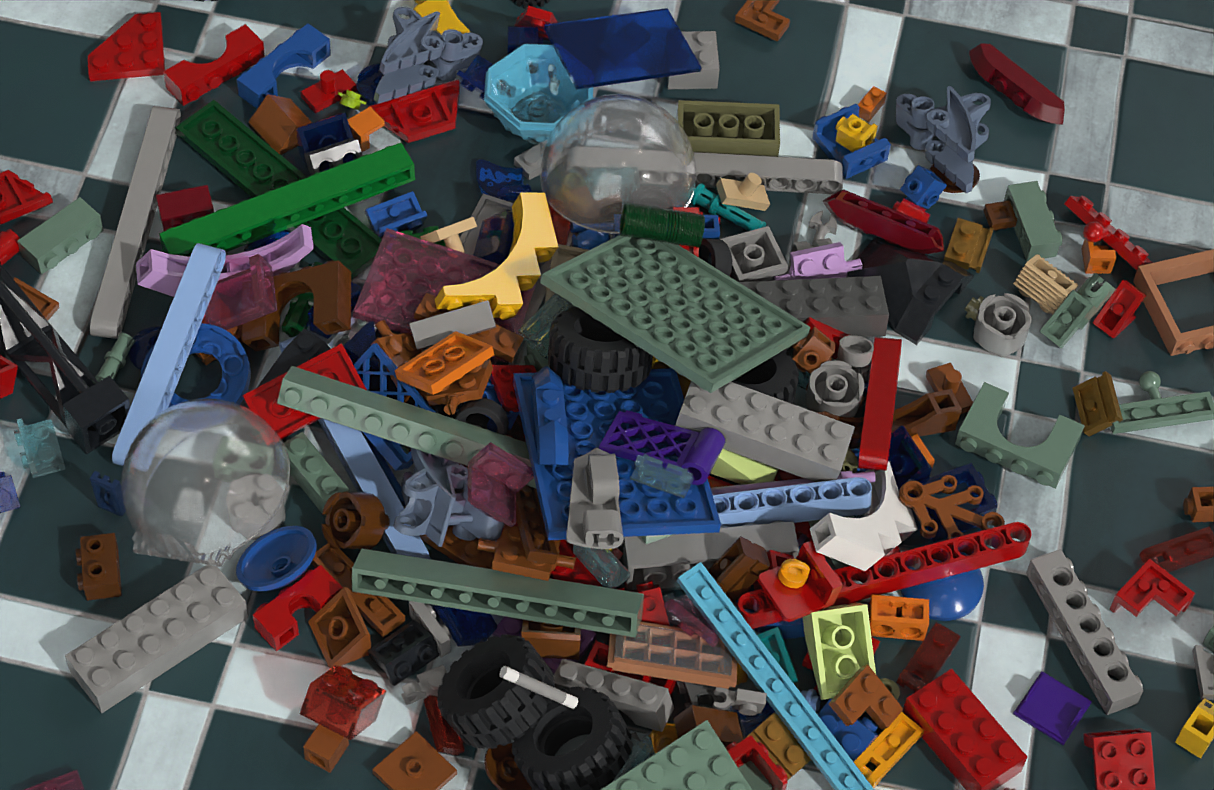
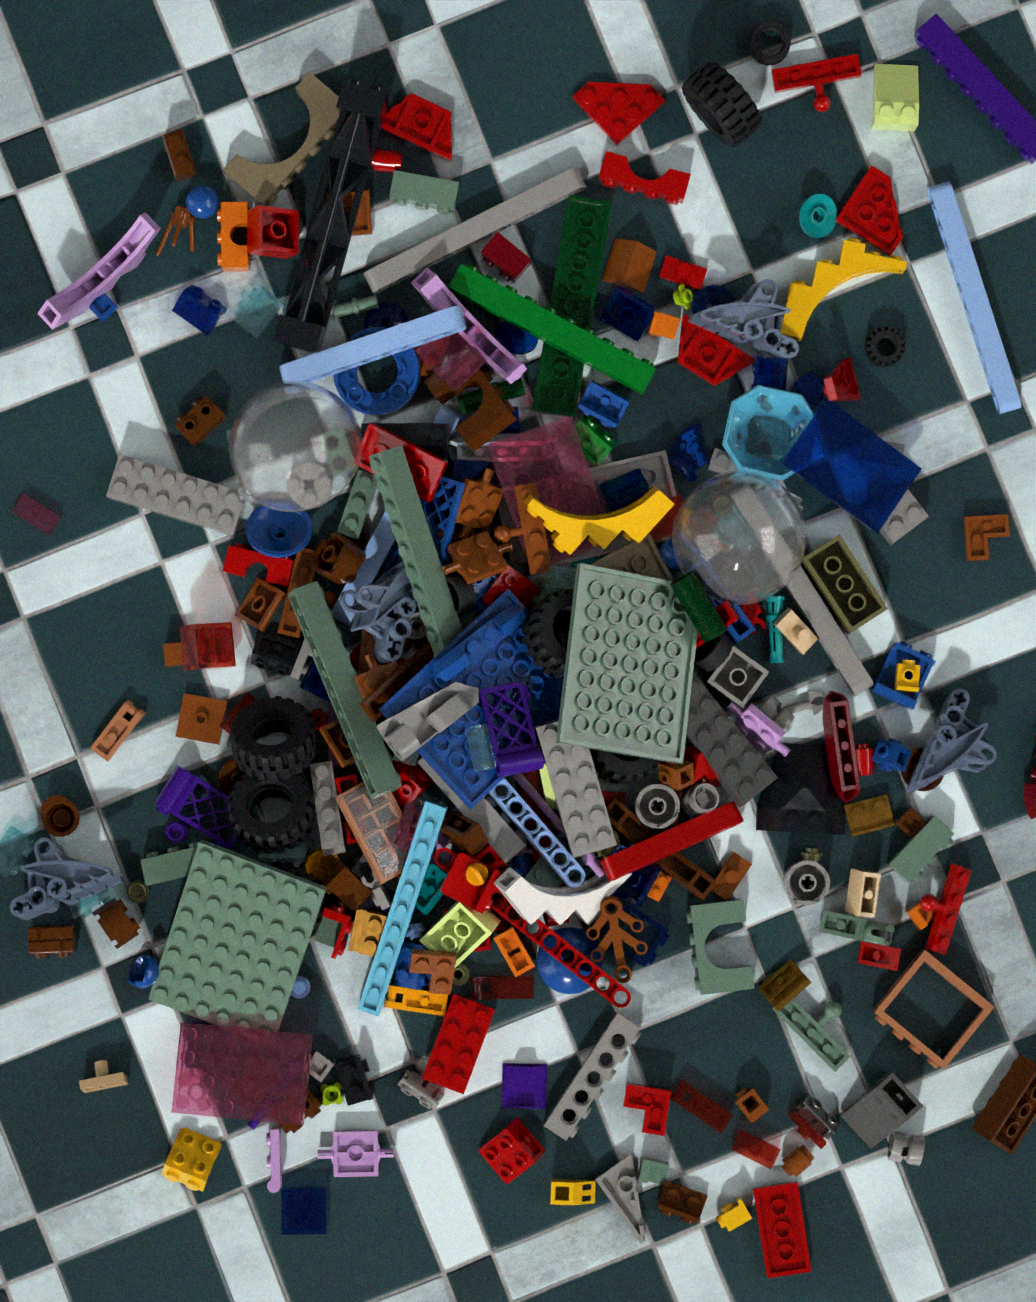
camera: 60 degrees right, 30 degrees up
(107, 491) = (247, 387): dark blue tile -> none
(303, 49) = (705, 228): blue arch -> none
(332, 154) = (618, 327): brick -> none
(426, 685) = (265, 687): light grey plate -> none
(444, 362) = (477, 541): orange plate -> none
(450, 234) = (604, 457): tan tile -> none
(465, 320) = (519, 520): light grey tile -> none
(495, 480) = (402, 642): clear pink bracket -> none
(538, 687) = (276, 771): light grey bar -> none
(871, 103) = (951, 667): orange piece -> none

